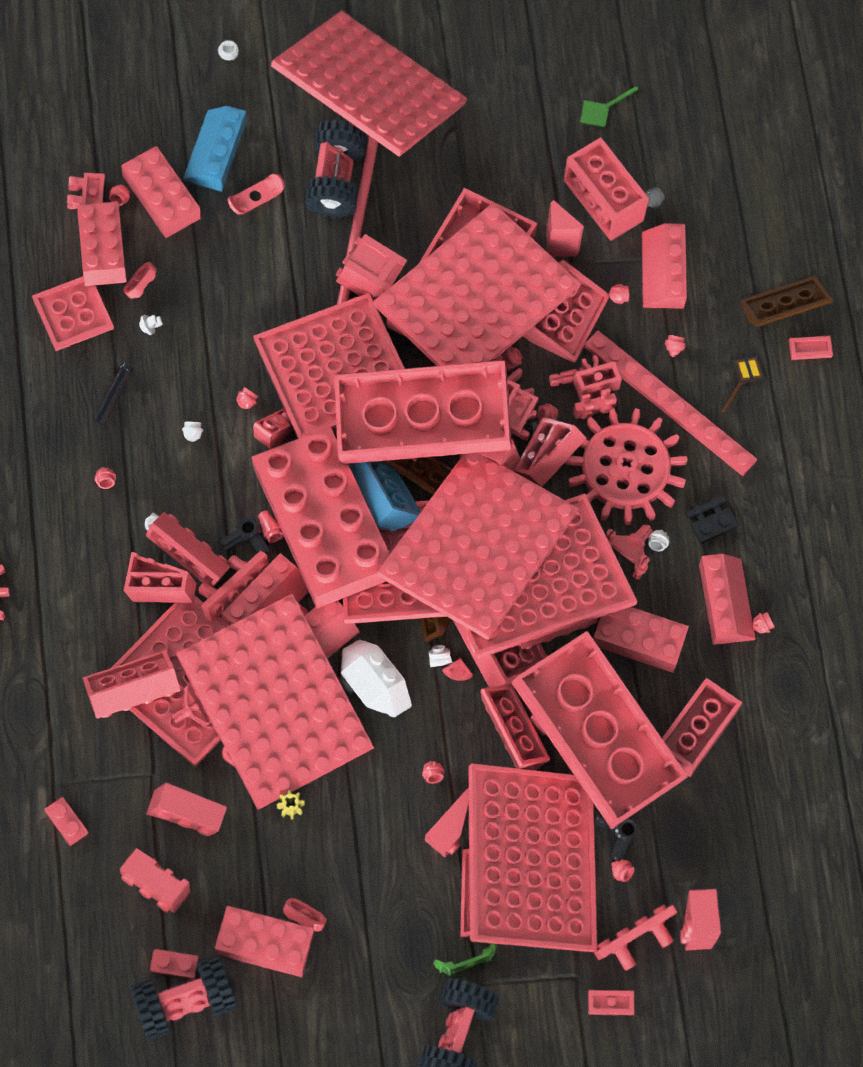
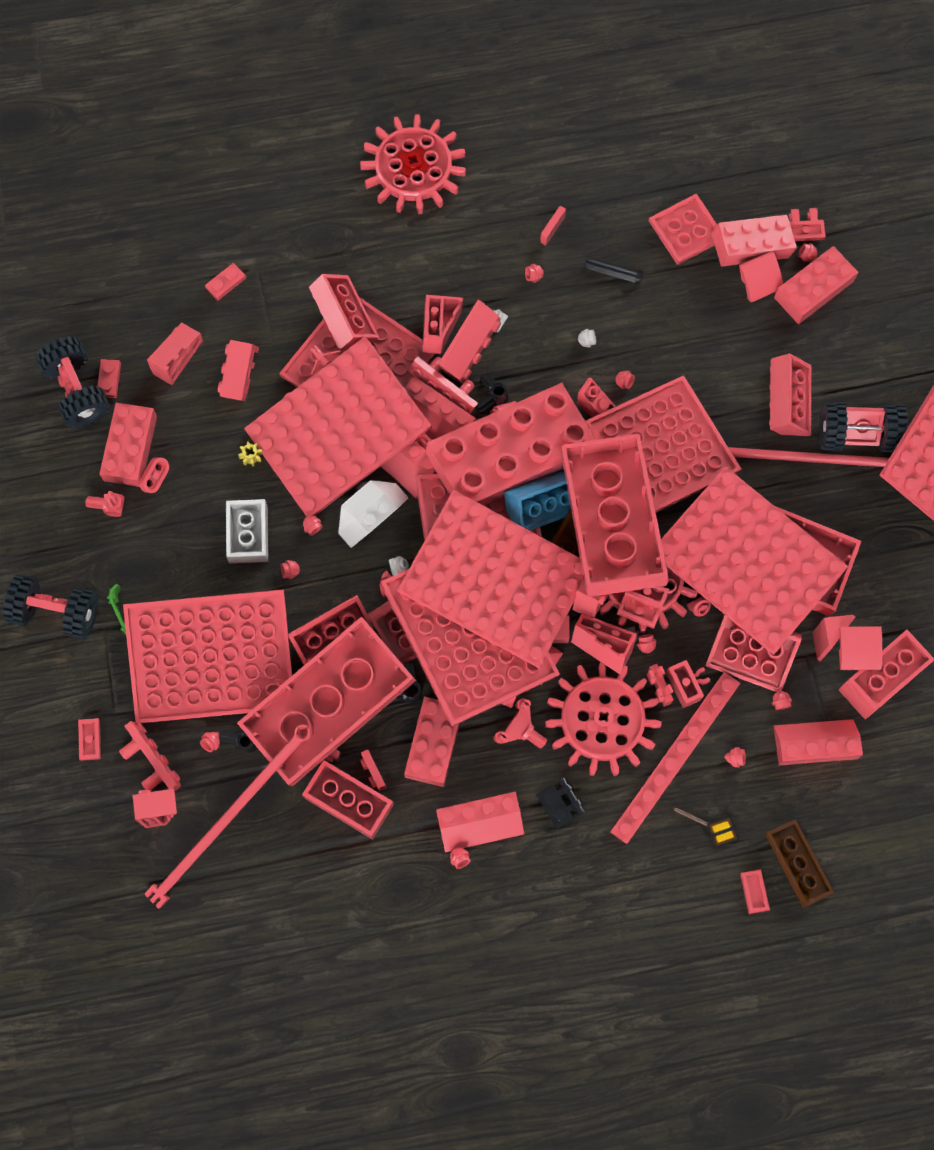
camera: 90 degrees right, 5 degrees up
(49, 450) = (553, 225): none -> coral tile
(139, 280) = (731, 281): coral plate -> none
(145, 242) = (761, 276): none -> coral slope
(149, 324) = (684, 291): white plate -> none
(216, 147) = (870, 328): dark azure slope -> none
(268, 188) = (818, 356): coral piece -> none
(286, 237) = (790, 396): none -> coral slope
(335, 966) = (111, 503): none -> coral axle
(370, 268) = (765, 466): coral container -> none
(382, 744) = (312, 525): none -> coral plate
(386, 812) = (247, 531): none -> white brick
(447, 831) = (233, 583): coral slope -> none
(564, 377) = (687, 655): coral axle -> none
(586, 200) = (860, 648): none -> coral slope
(655, 197) = (890, 726): clear plate -> none
(658, 540) = (532, 754): white plate -> none
(659, 704) = (375, 778): none -> coral plate
(782, 932) = (160, 892): none -> coral hinge

